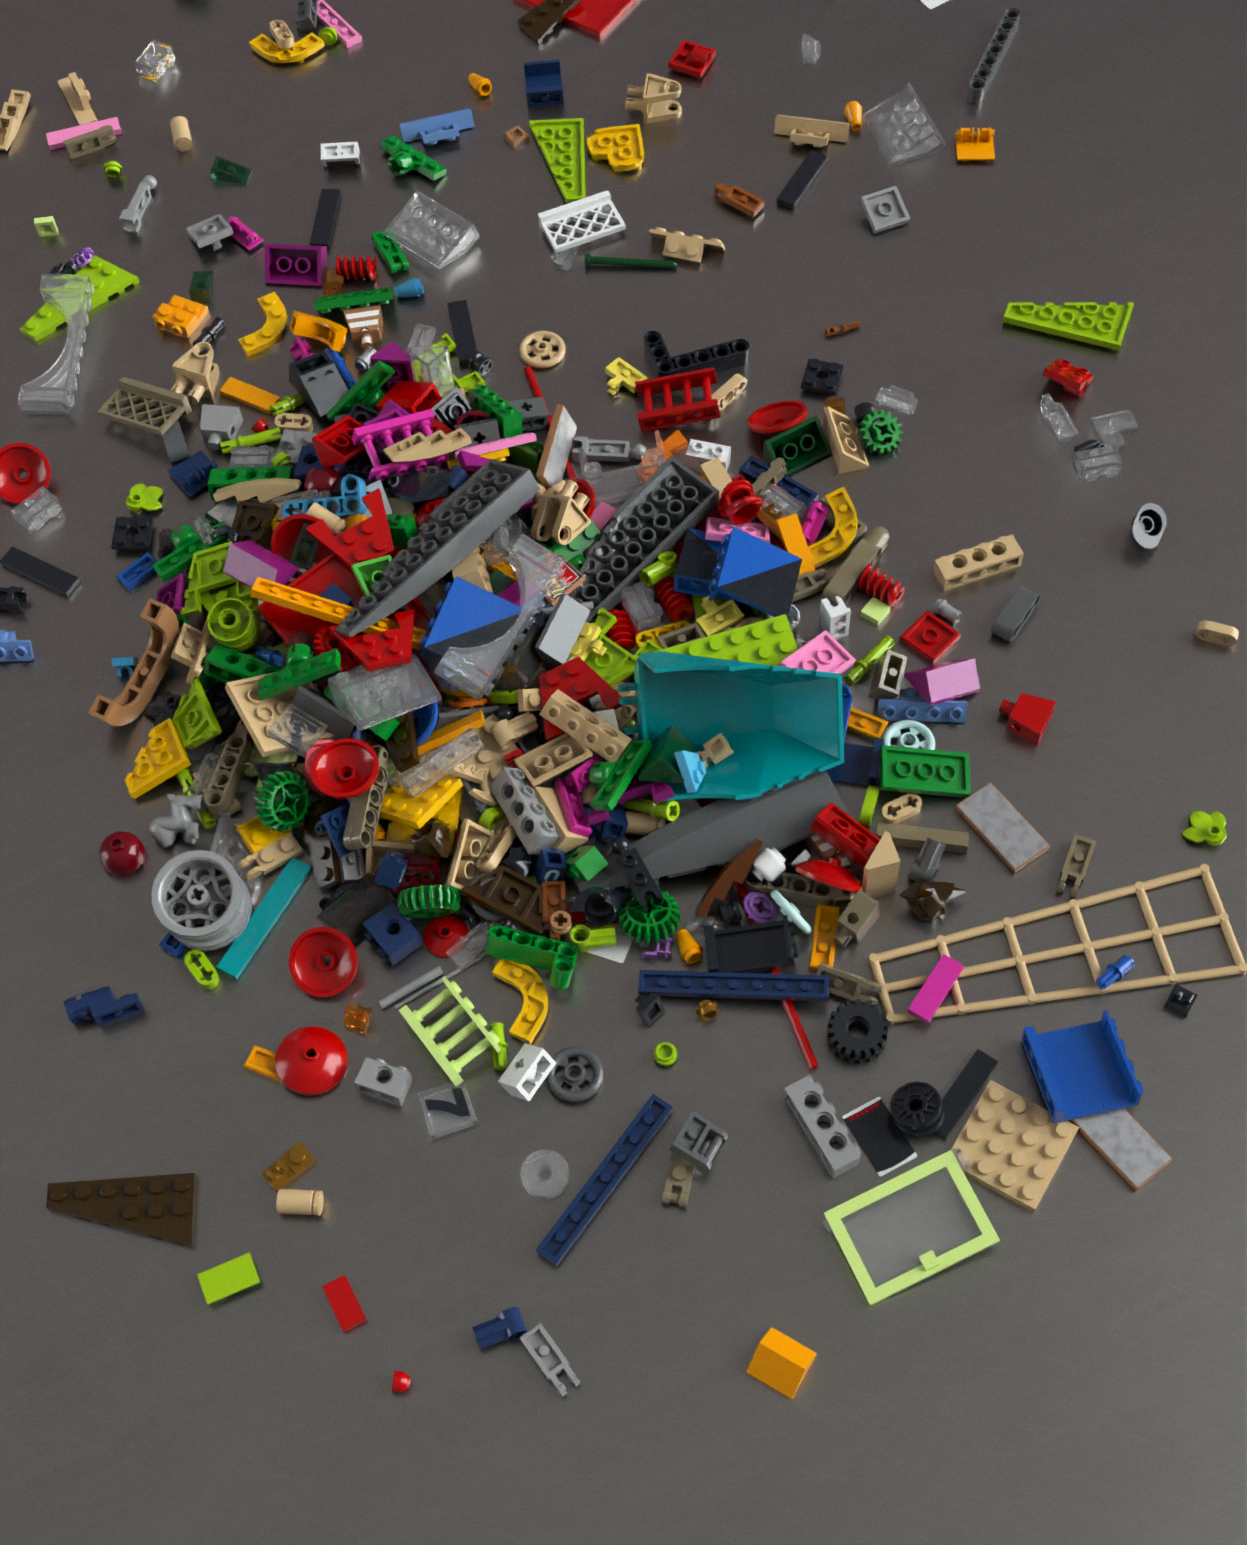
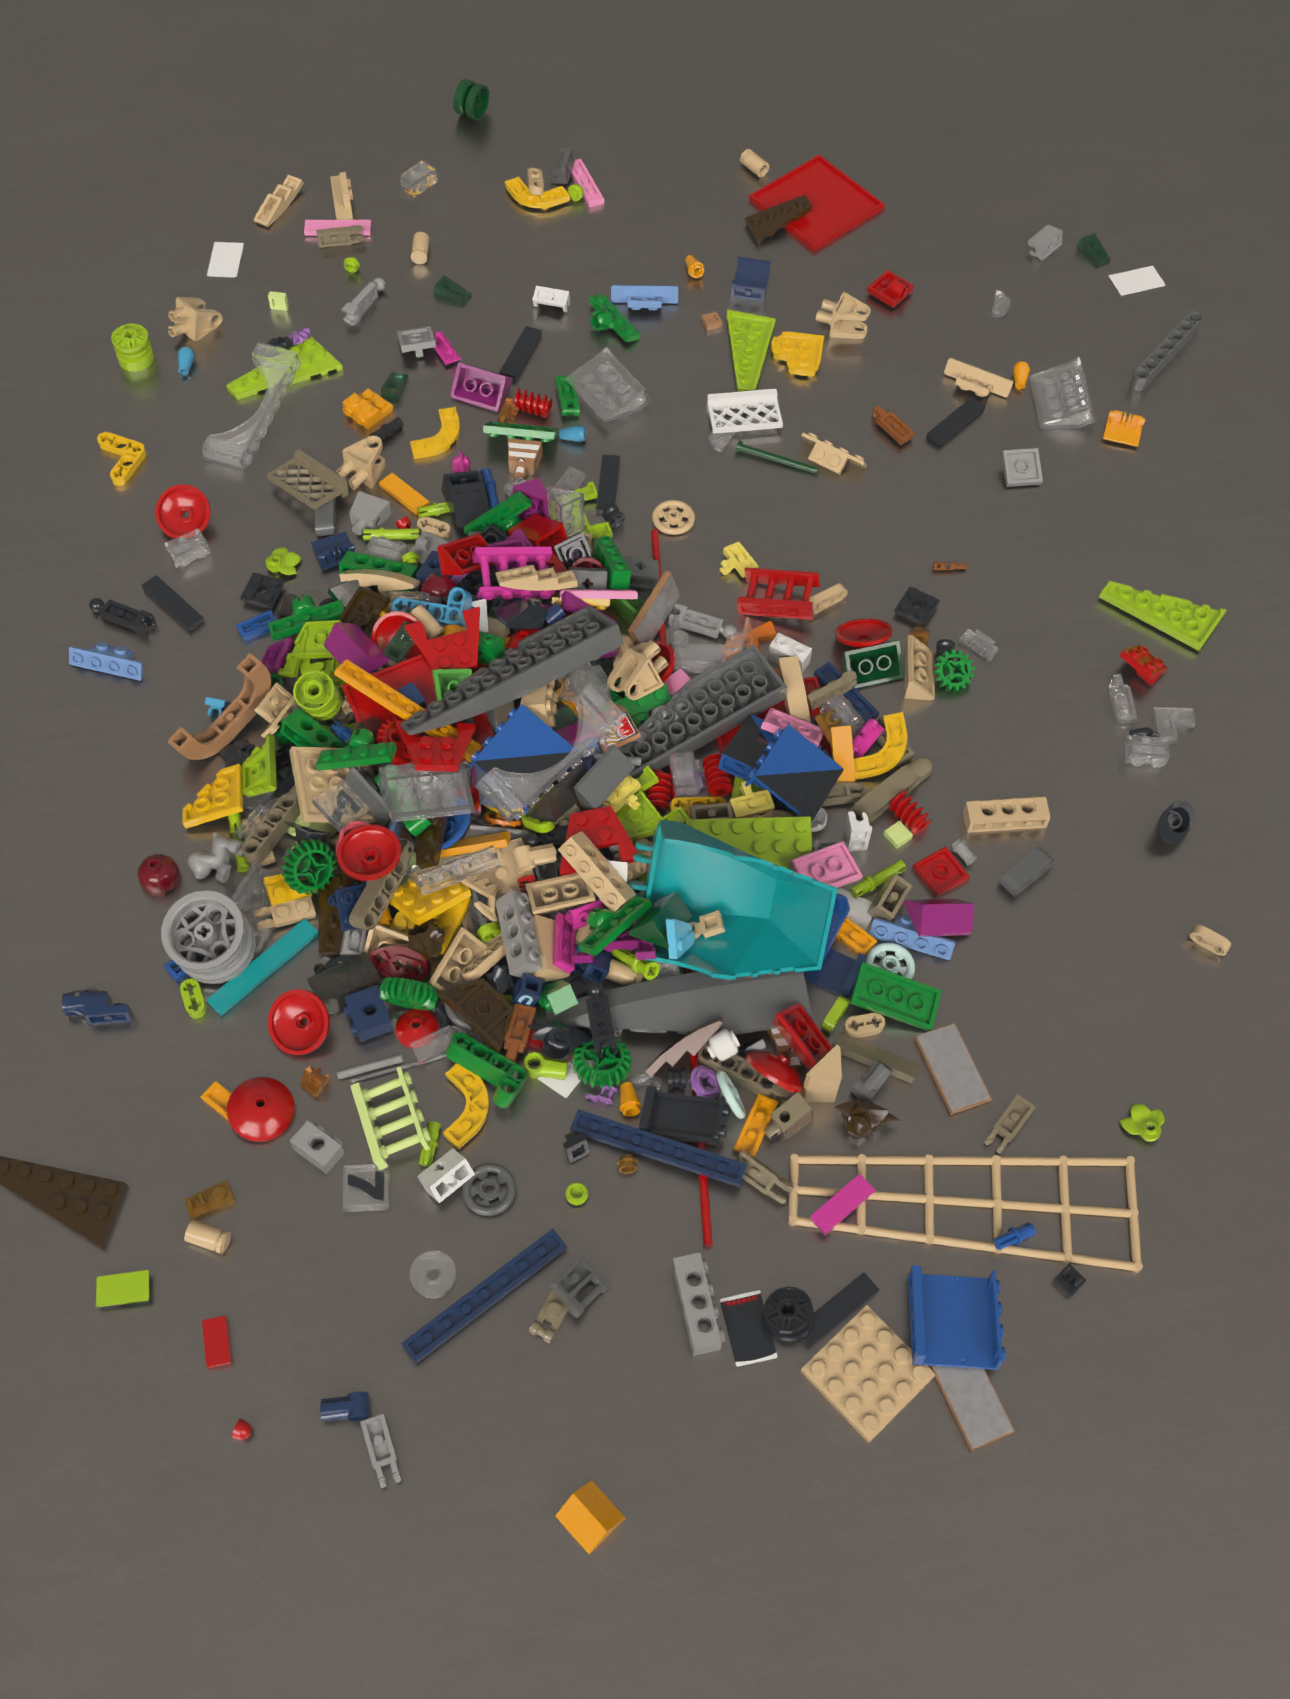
camera: 10 degrees right, 0 degrees up
(203, 529) = (320, 603): clear plate -> none
(226, 530) = (340, 610): black arm -> none
(319, 329) = (481, 449): light orange arch -> none
(392, 869) = (384, 955): dark blue brick -> none
(529, 700) = (555, 833): tan plate -> none
(566, 924) = (515, 1040): medium nougat bush -> none
(663, 568) = (712, 745): lime piece -> none
(720, 356) = (826, 564): black beam -> none
(739, 502) = (802, 702): red helmet -> none
(853, 1047) = (757, 1240): black tyre -> none
(911, 1226) = (749, 1424): clear door -> none
(1028, 716) = (1009, 970): red torso -> none

